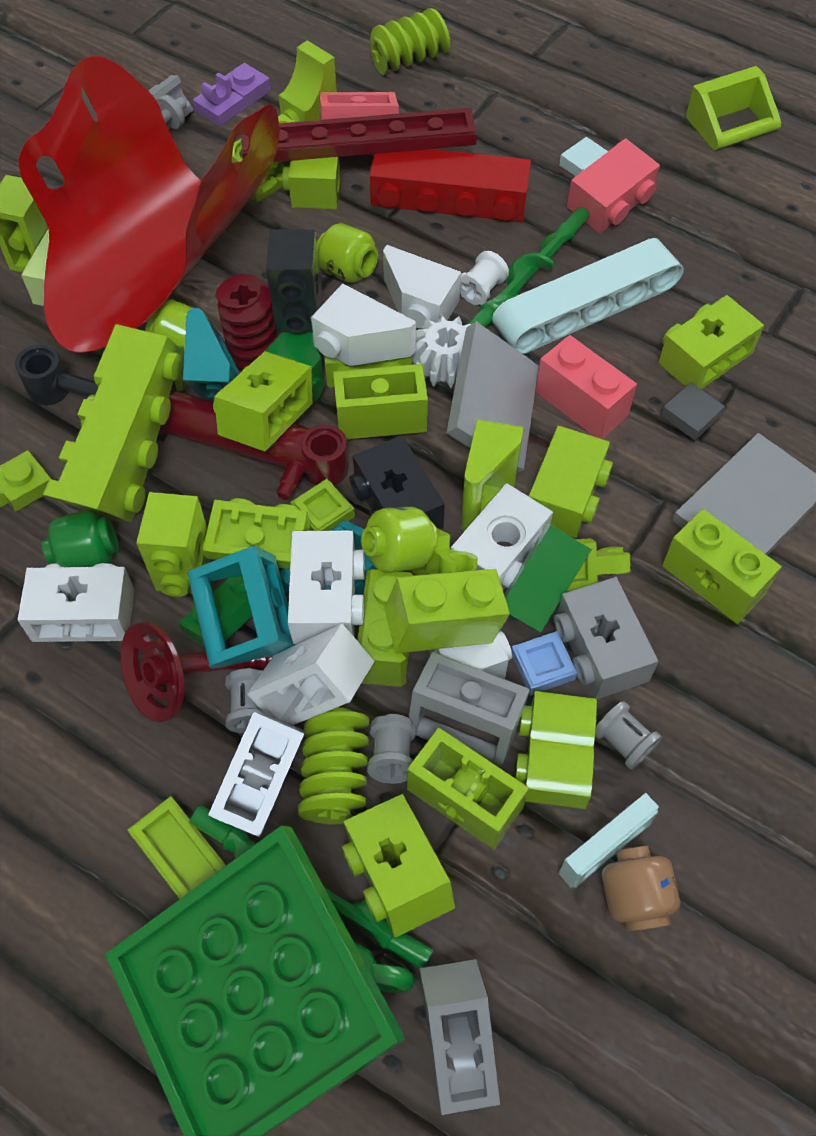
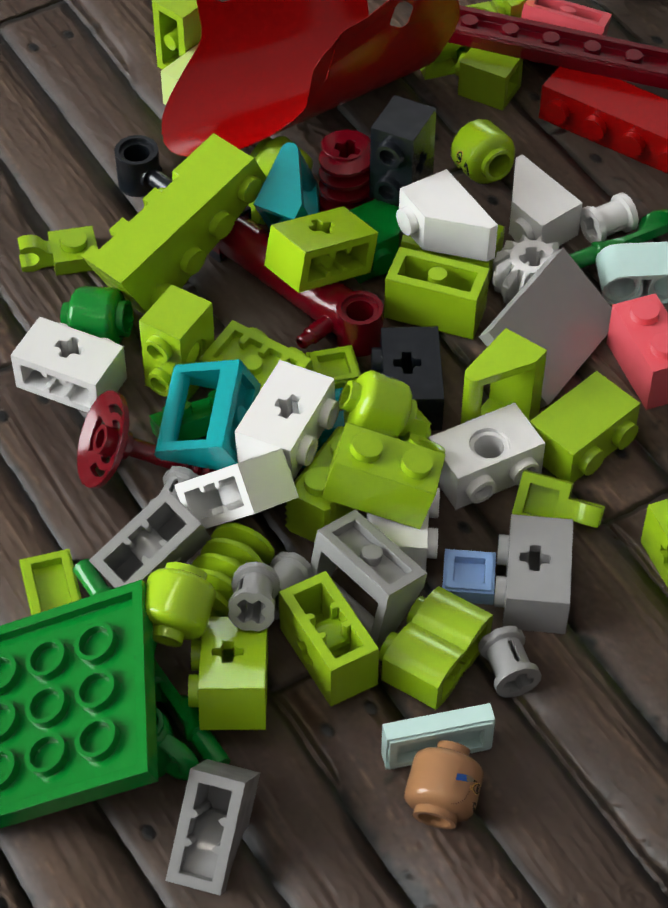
camera: 25 degrees right, 10 degrees down
(323, 827) = (178, 603): none -> lime head
(386, 784) = (253, 598): none -> light grey bush
(545, 577) = (509, 490): green tile -> none

